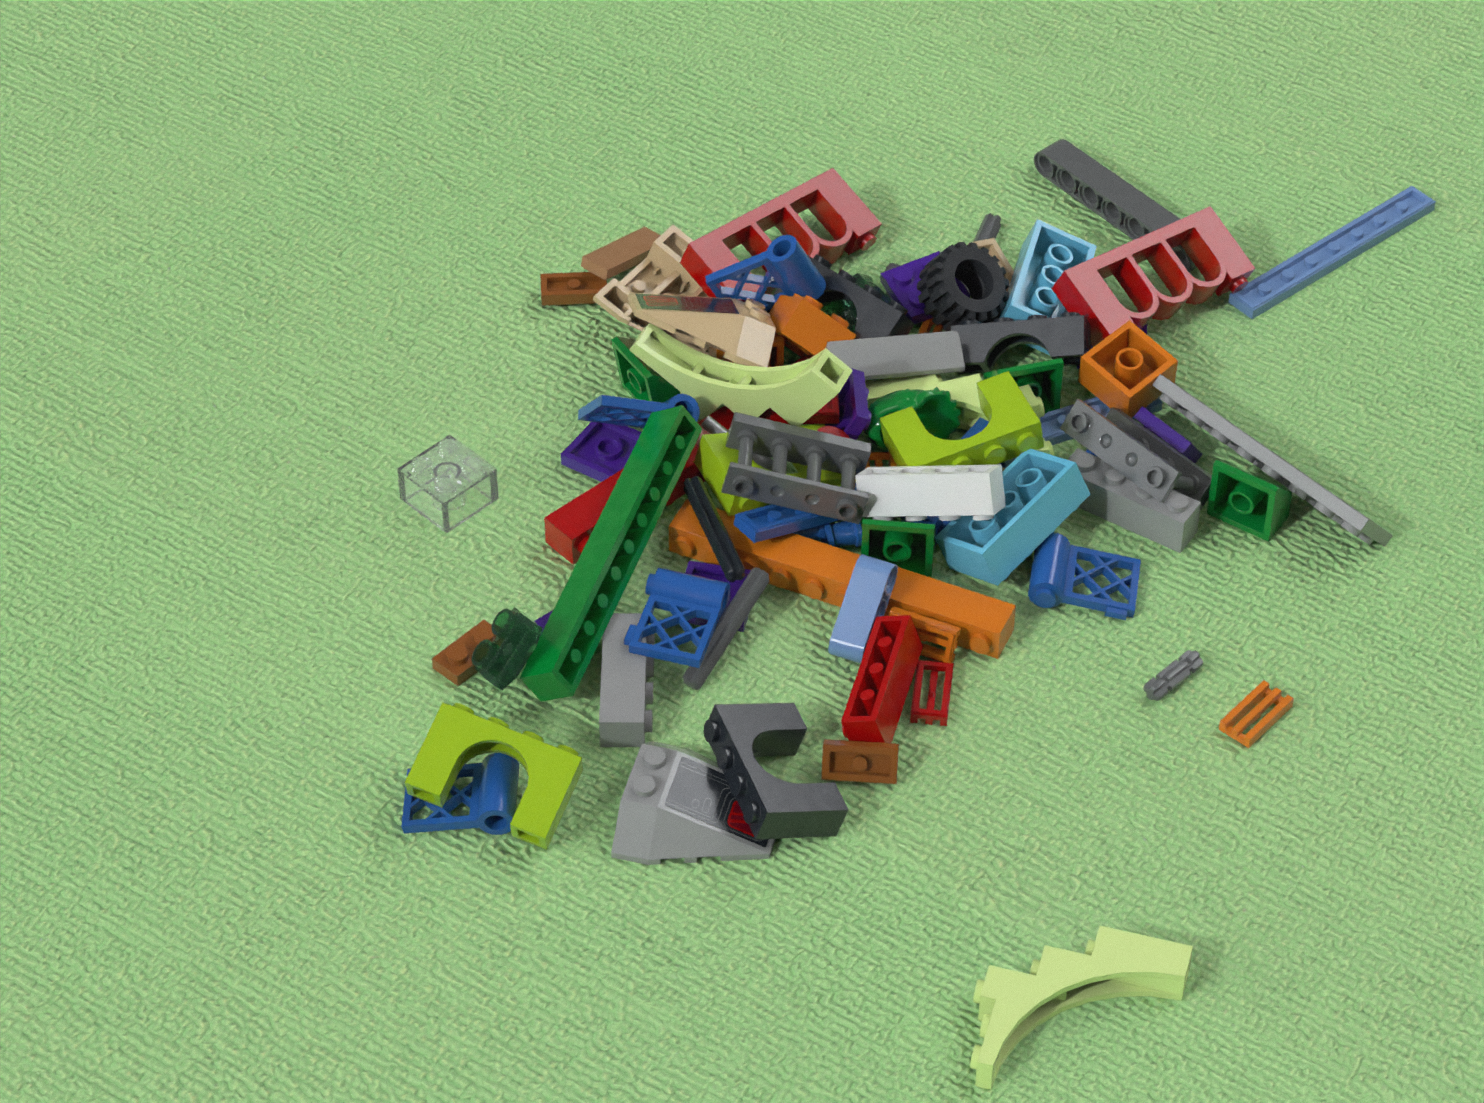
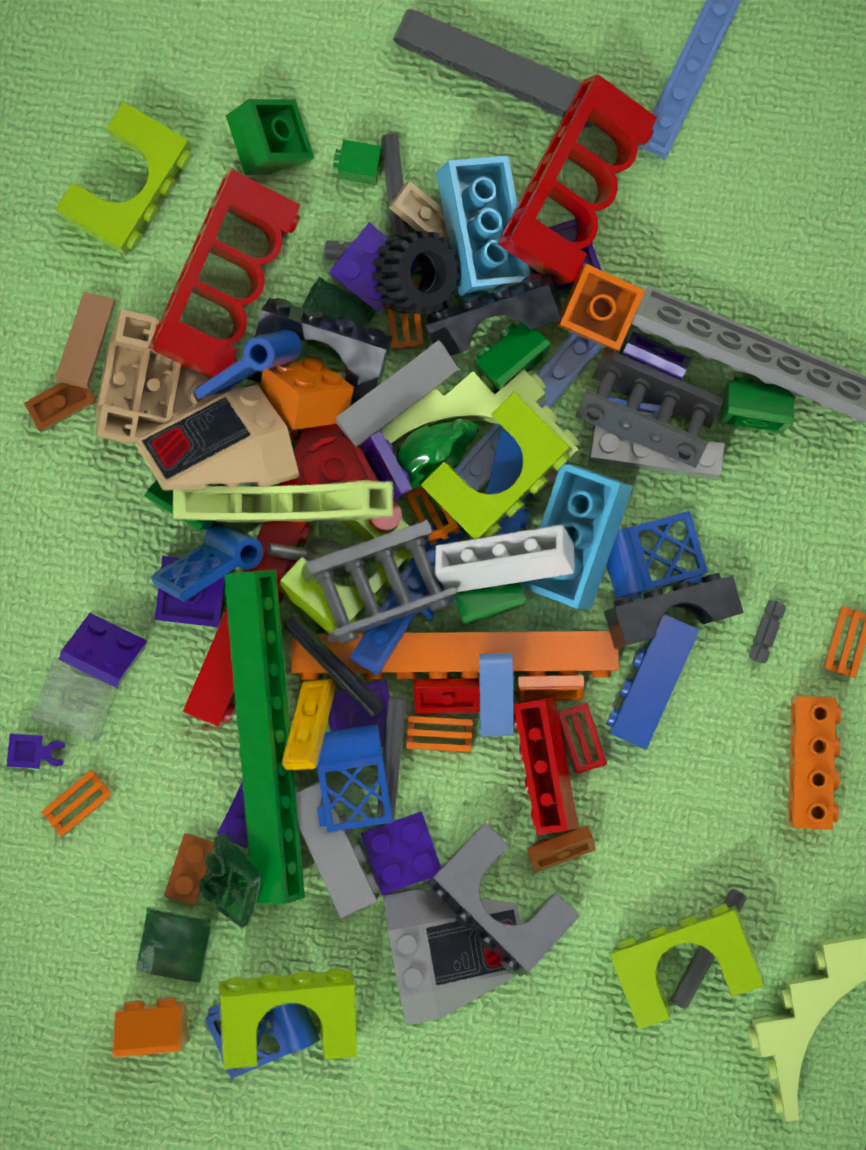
camera: 20 degrees left, 40 degrees up
(348, 748) = (150, 1028): none -> orange slope
(378, 508) = (27, 751): none -> dark purple plate
(396, 564) = (55, 820): none -> orange tile
(416, 692) = (174, 945): none -> clear green slope
(498, 451) = (103, 650): none -> dark purple plate
(662, 558) = (309, 724): none -> yellow tile
(683, 711) = (401, 852): none -> dark purple plate
(709, 192) = (122, 222): none -> lime arch
(790, 635) = (432, 733): none -> orange tile
(808, 605) = (447, 696): none -> red plate
(882, 179) = (269, 135): none -> green slope
(897, 874) = (718, 932): none -> lime arch
(953, 221) = (358, 162): none -> green brick
(972, 905) = (701, 961): none -> dark grey axle
(1030, 667) = (652, 683): none -> blue brick
(1121, 619) = (638, 620): none -> black arch
(1167, 788) = (813, 763): none -> orange brick

